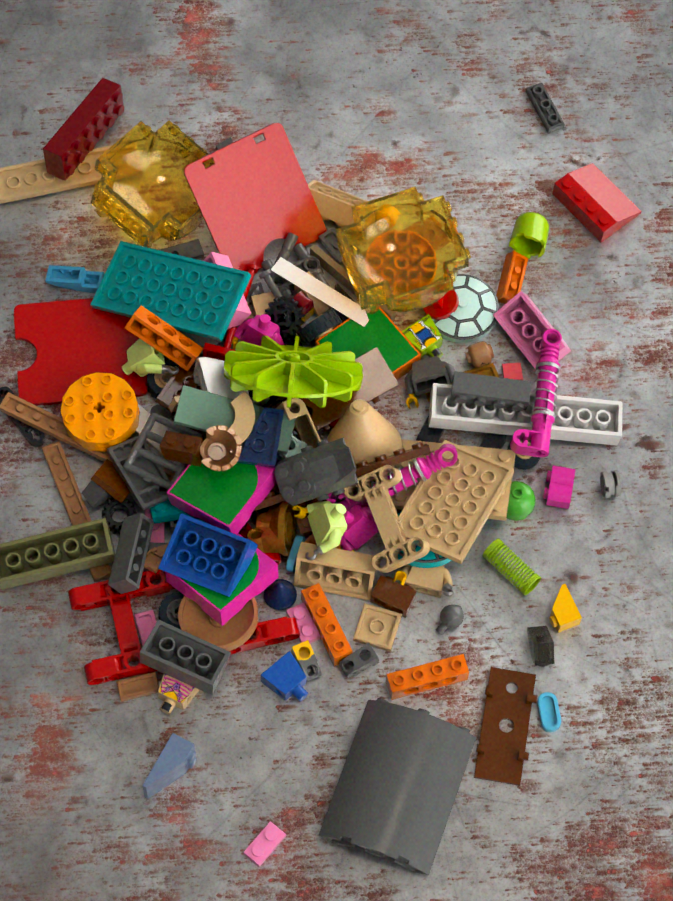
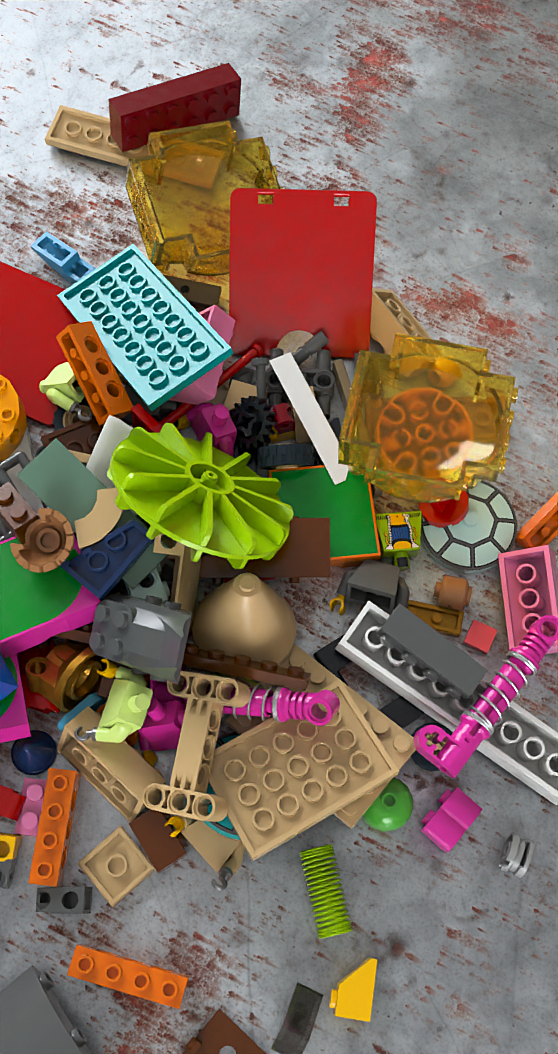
camera: 30 degrees right, 5 degrees up
(451, 617) = (209, 912): dark grey piece -> none

